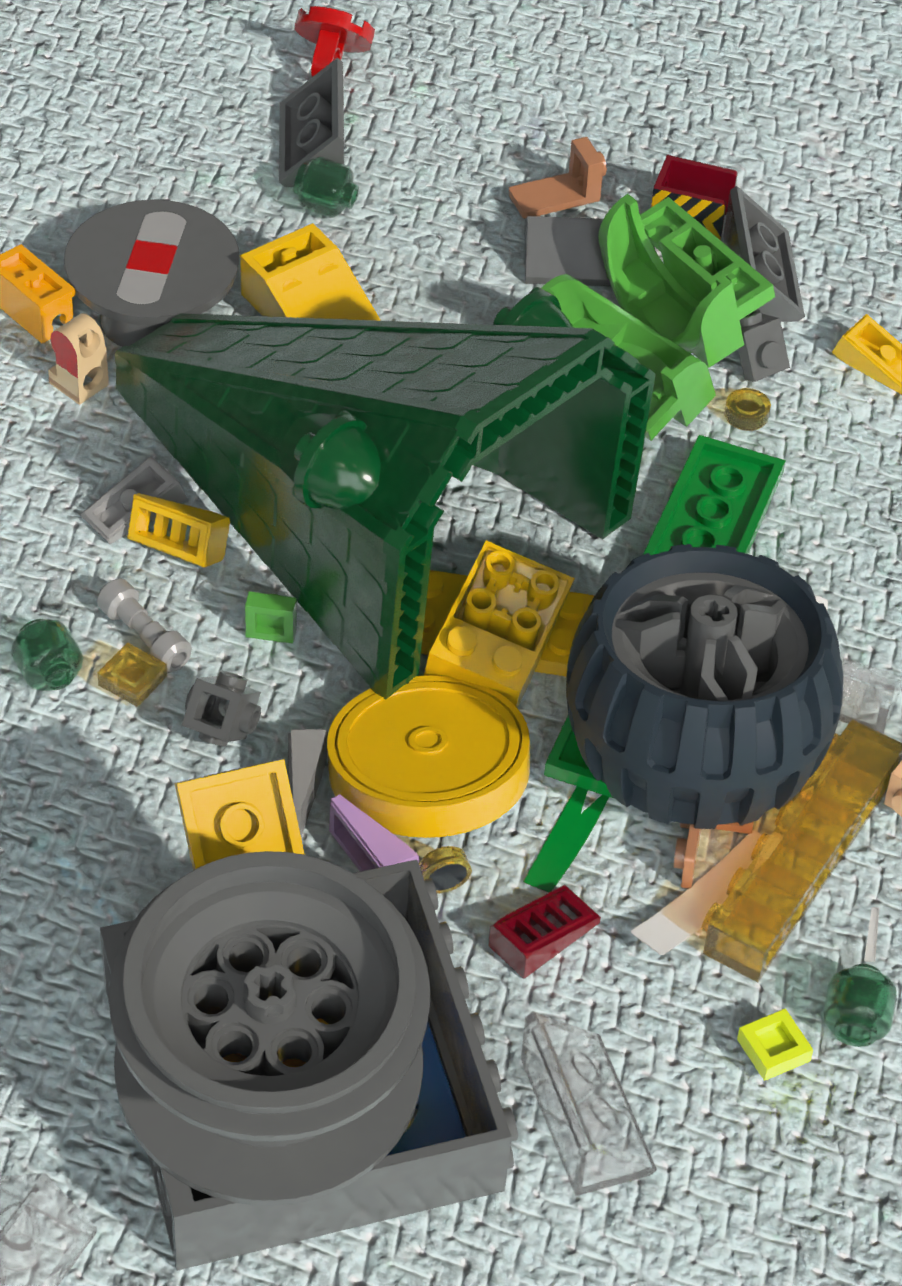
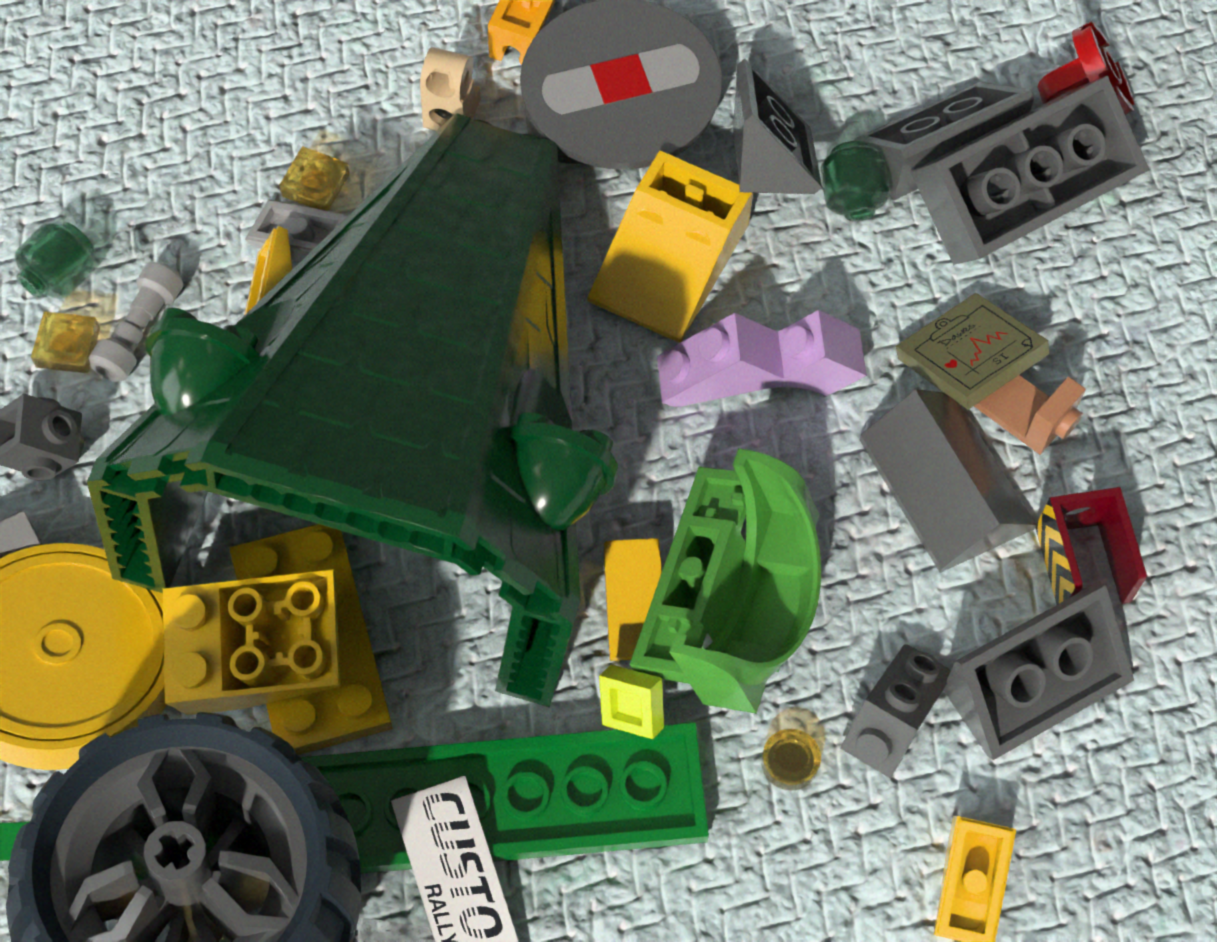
camera: 65 degrees right, 15 degrees up
(89, 473) = (314, 179): none -> clear yellow plate
(267, 200) = (771, 140): none -> dark grey slope
(392, 96) = (1030, 171): none -> dark grey brick
(452, 270) = (748, 357): none -> lavender arch
(504, 190) = (972, 350): none -> olive tile
(671, 450) = (631, 701): none -> neon yellow plate
(695, 292) = (904, 593): bright green piece -> none

